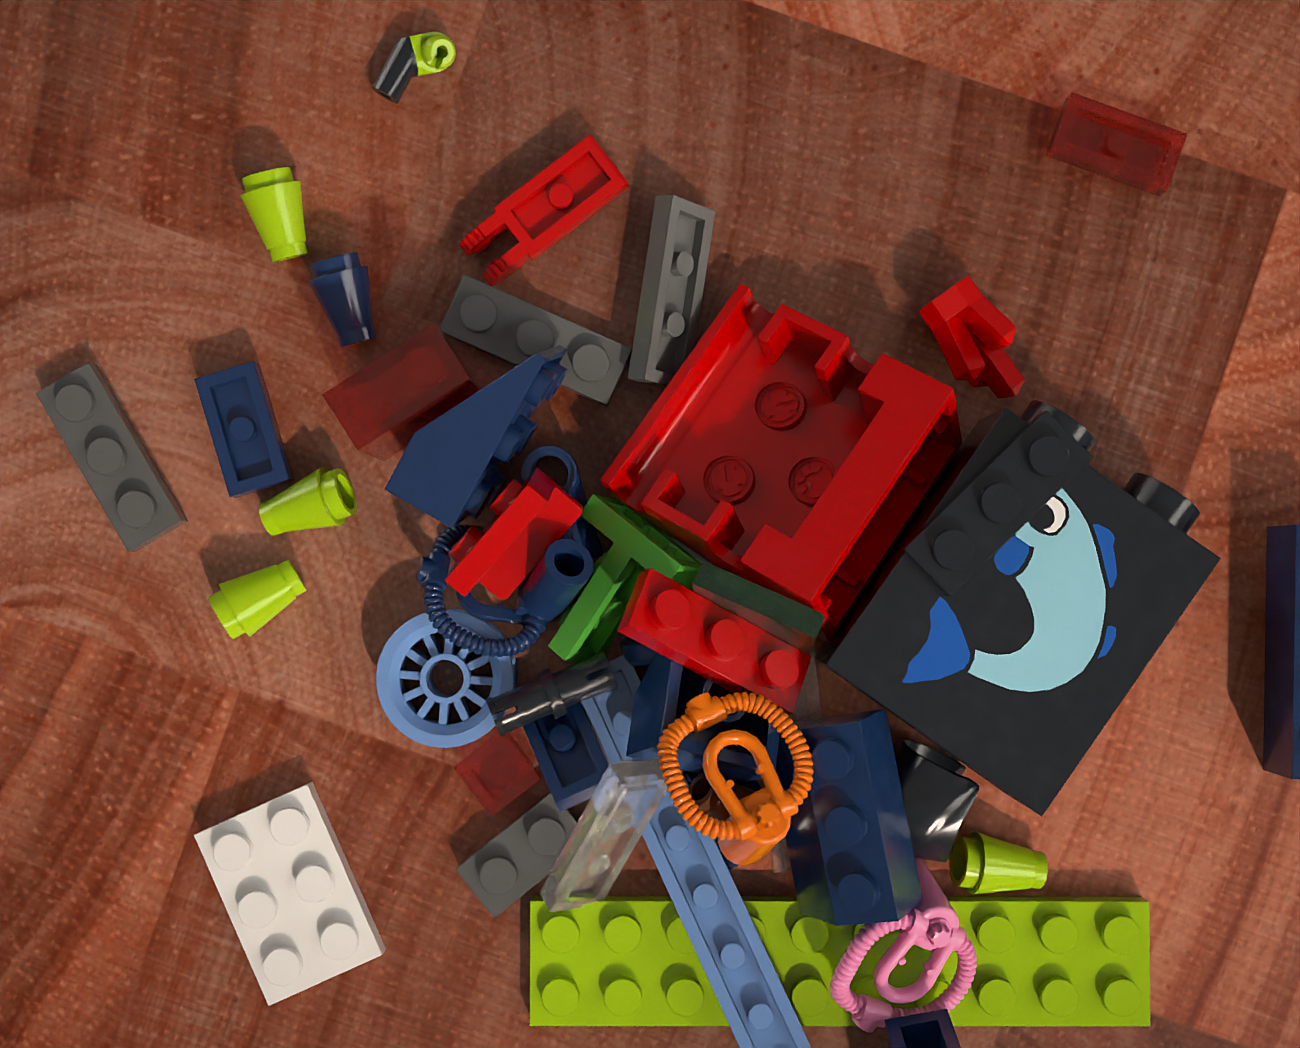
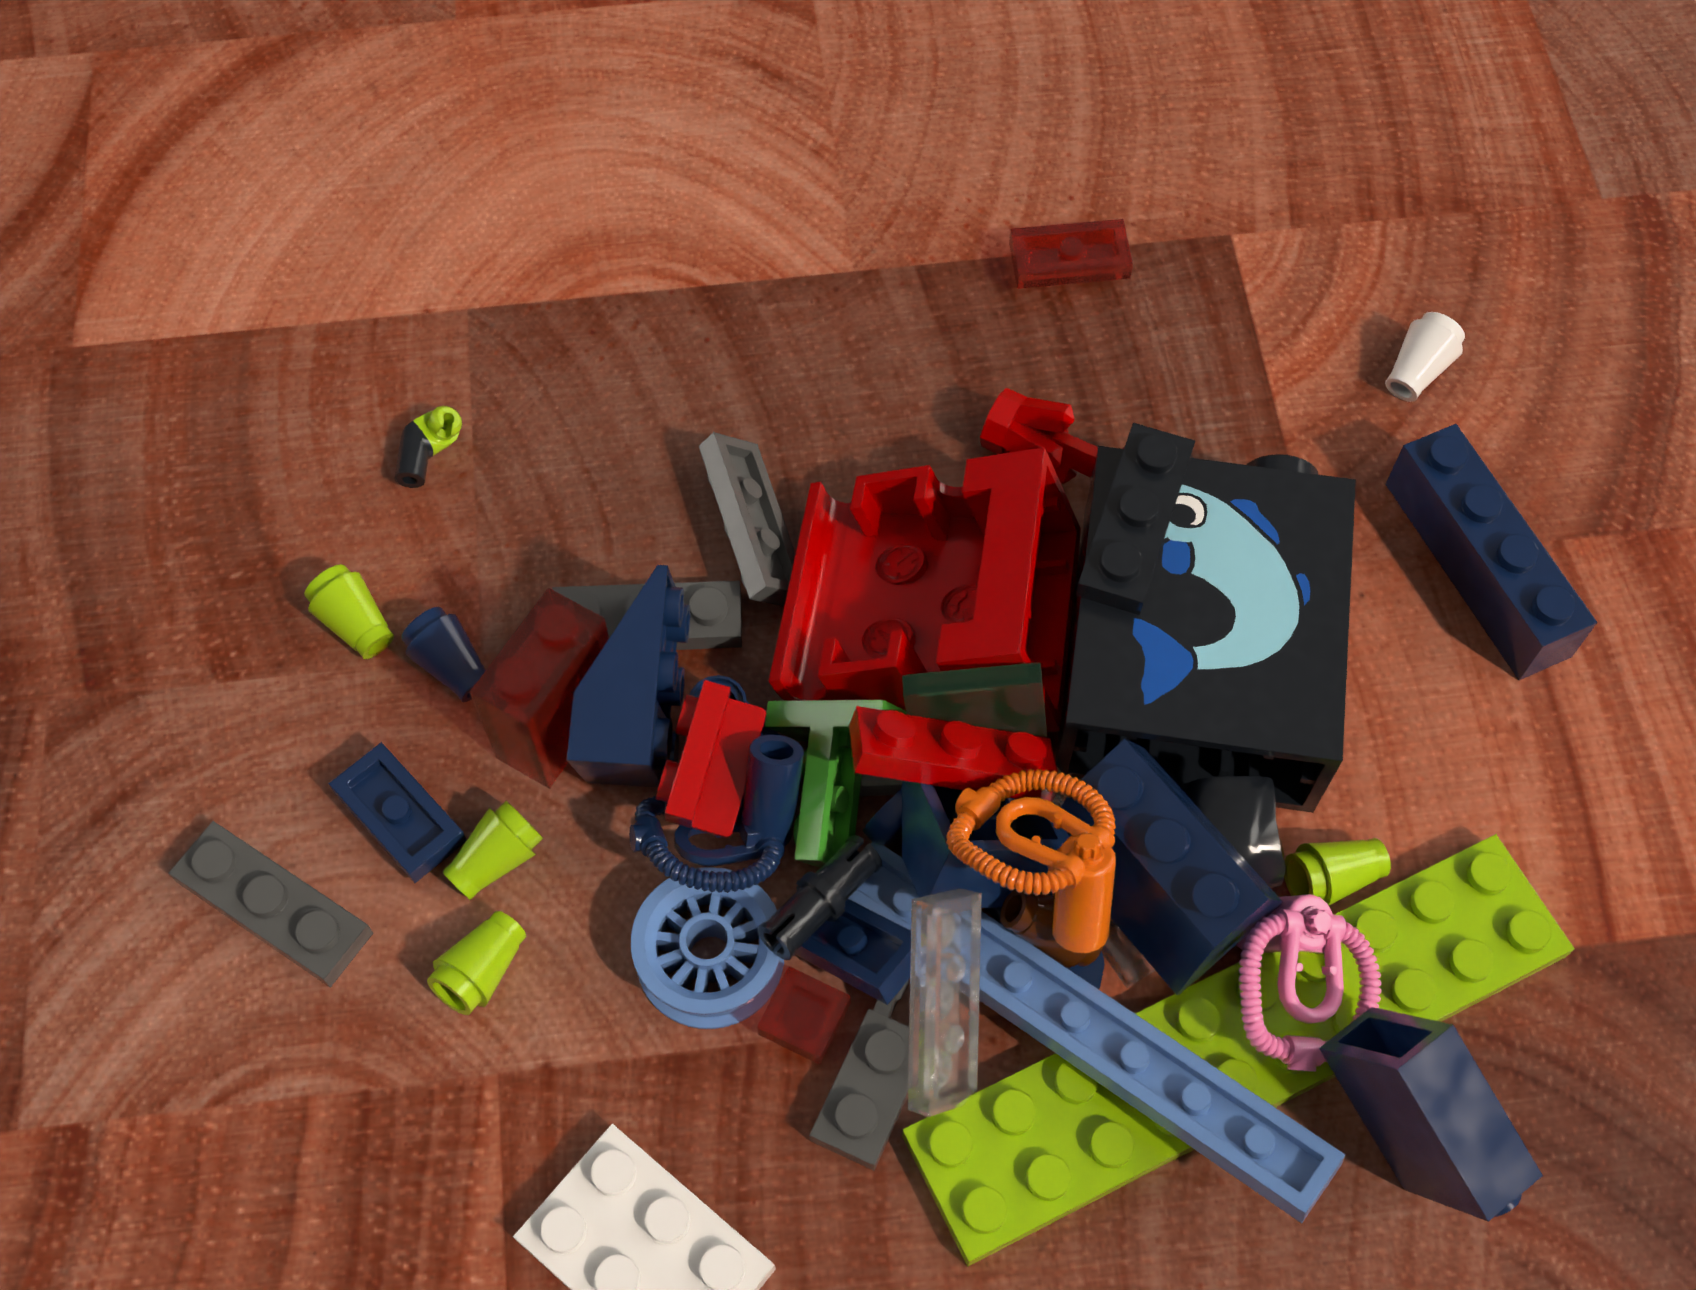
camera: 25 degrees left, 25 degrees down
(548, 207) = (603, 504): red hinge -> none

